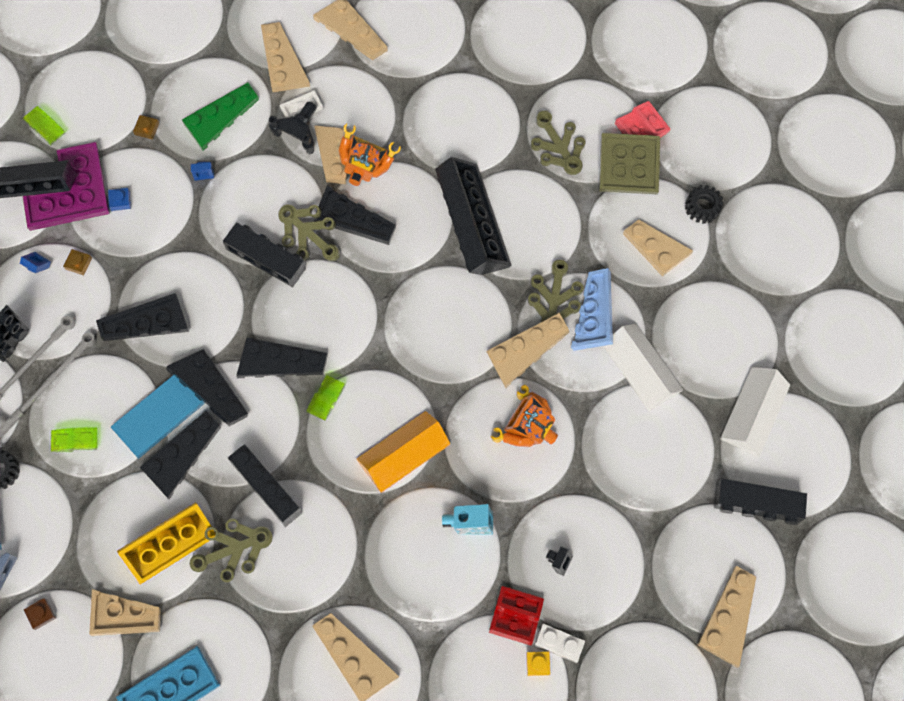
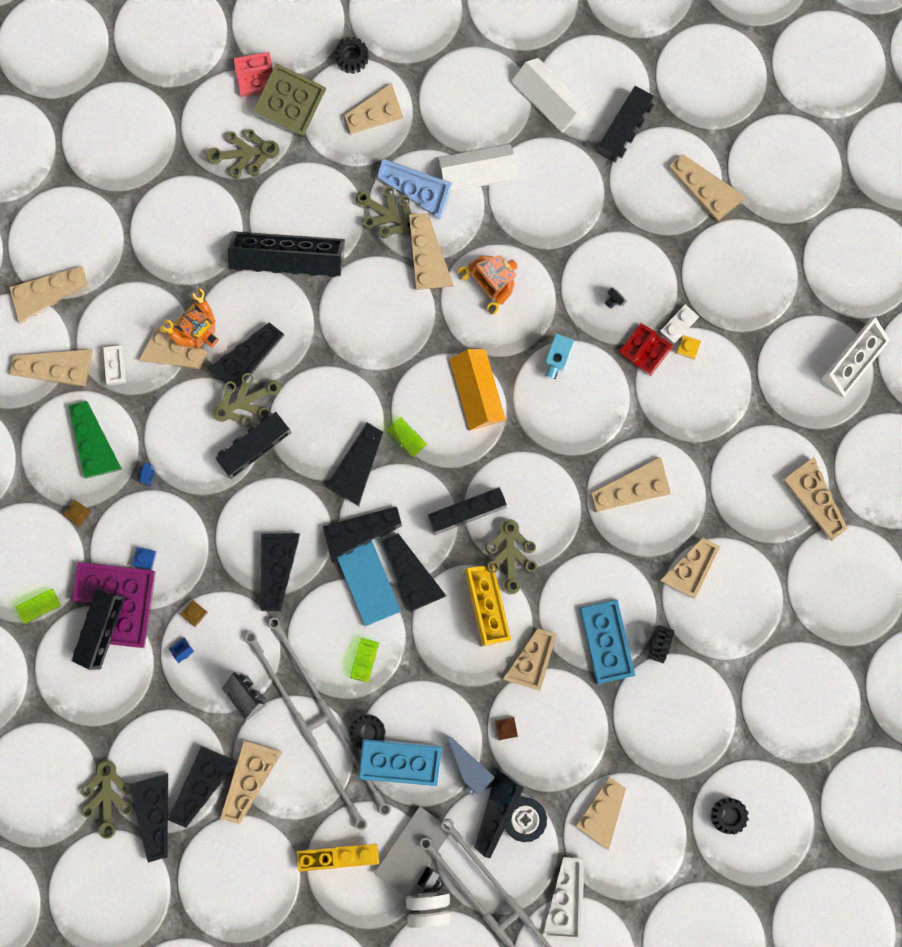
camera: 65 degrees left, 10 degrees up
(296, 126) = (136, 373): black axle -> none

